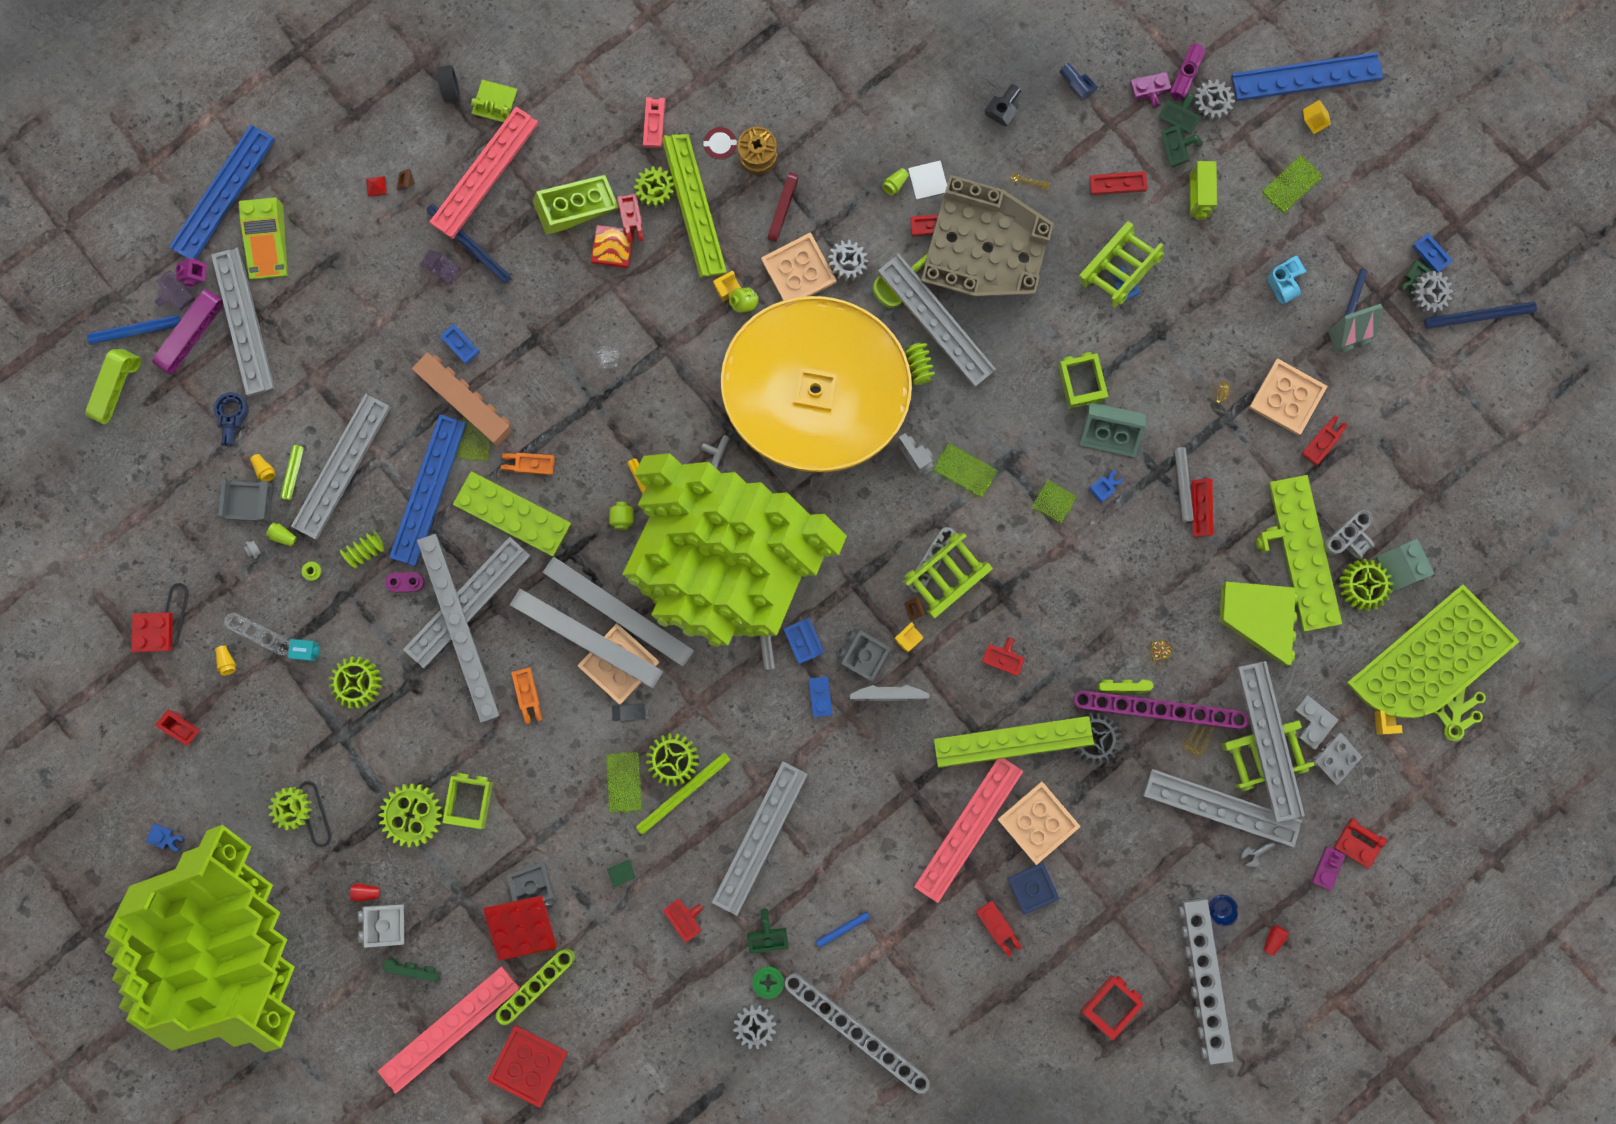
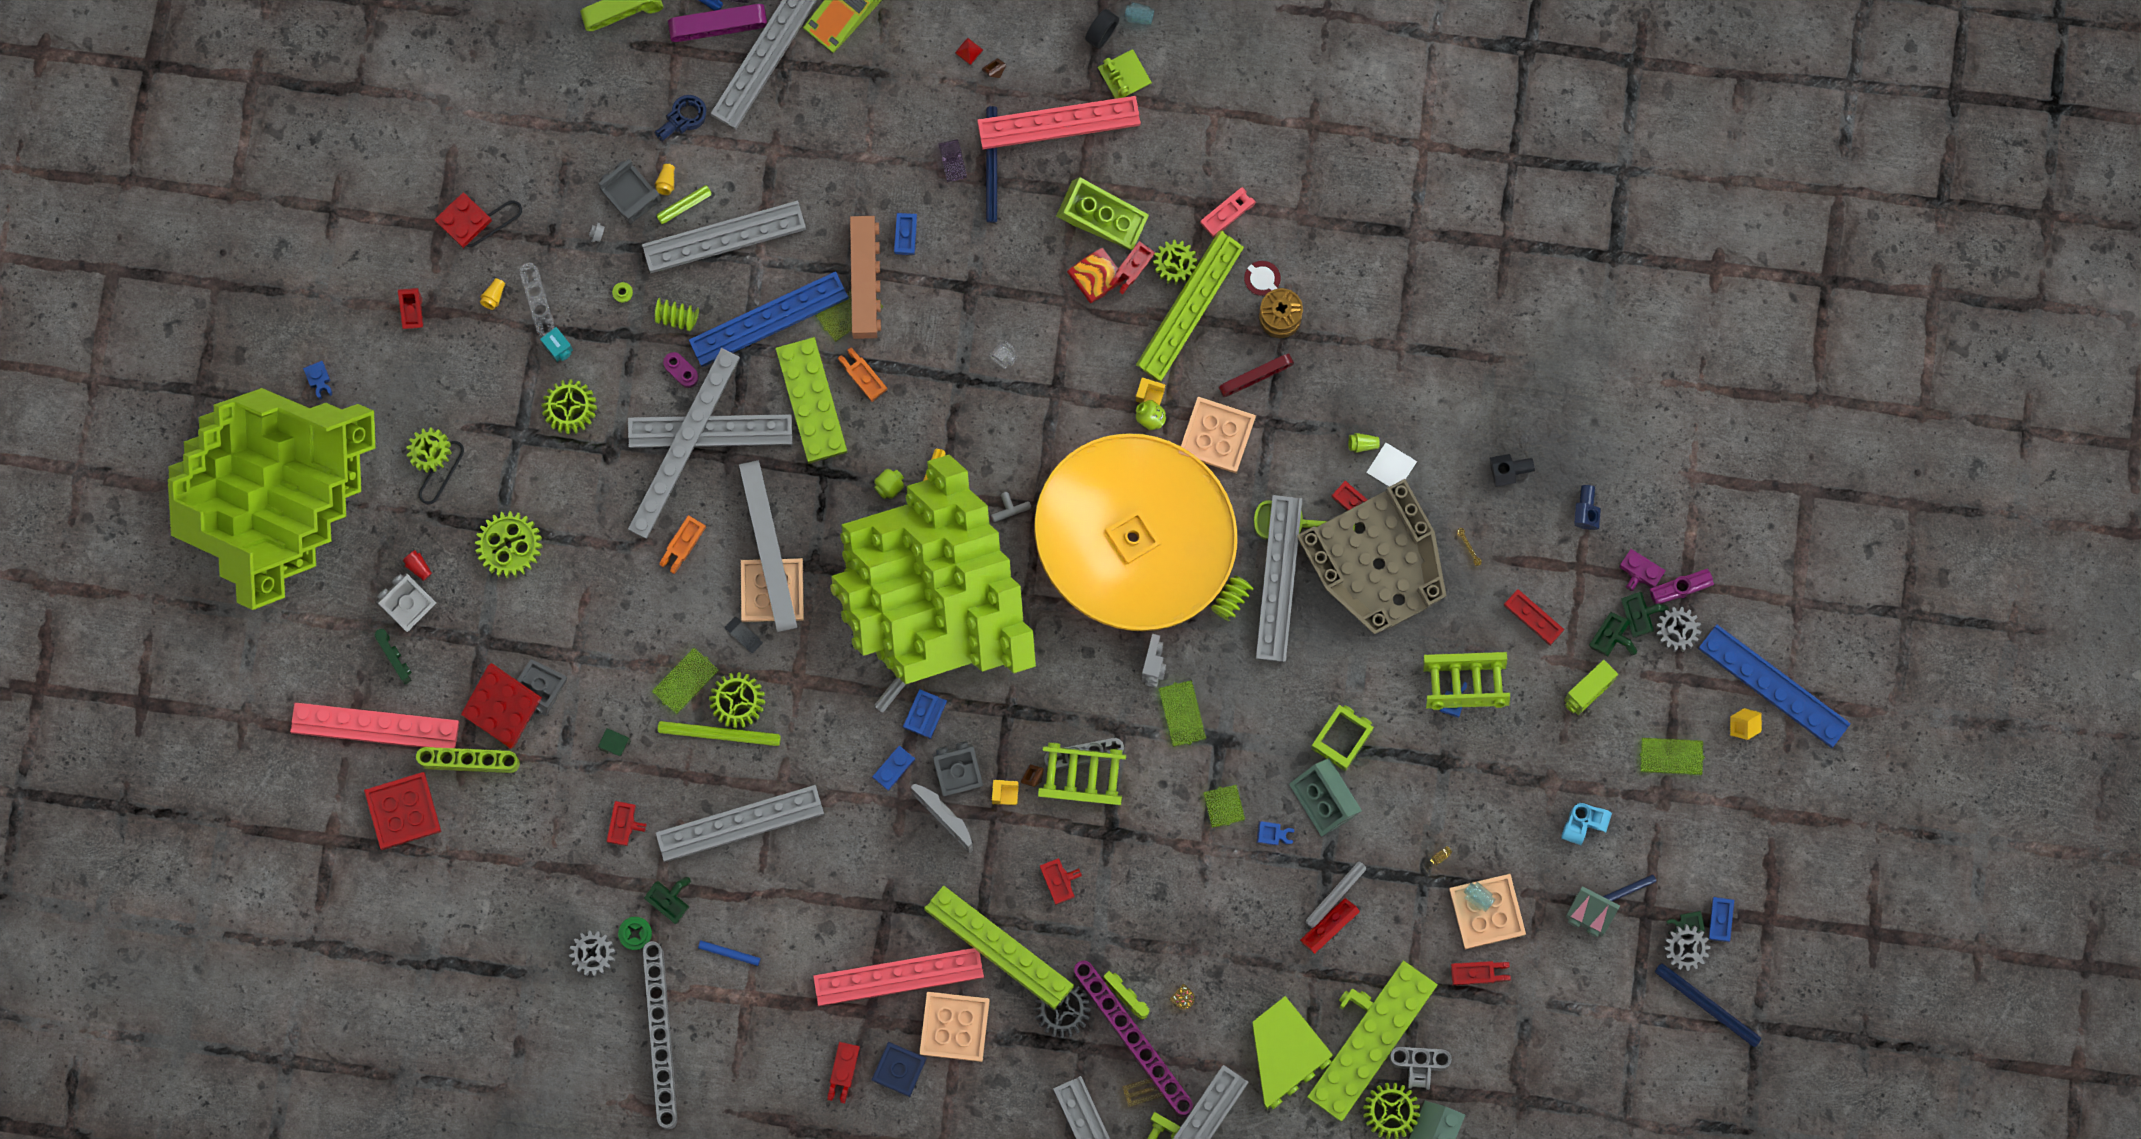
camera: 45 degrees right, 5 degrees down
(280, 534) = (628, 243): lime cone -> none
(451, 797) = (564, 552): lime window -> none
(462, 52) = (1139, 14): none -> clear light blue brick
(618, 611) = (812, 551): light grey beam -> none
(848, 268) = (1262, 456): light grey gear -> none
(1276, 392) = (1479, 896): none -> clear light blue brick

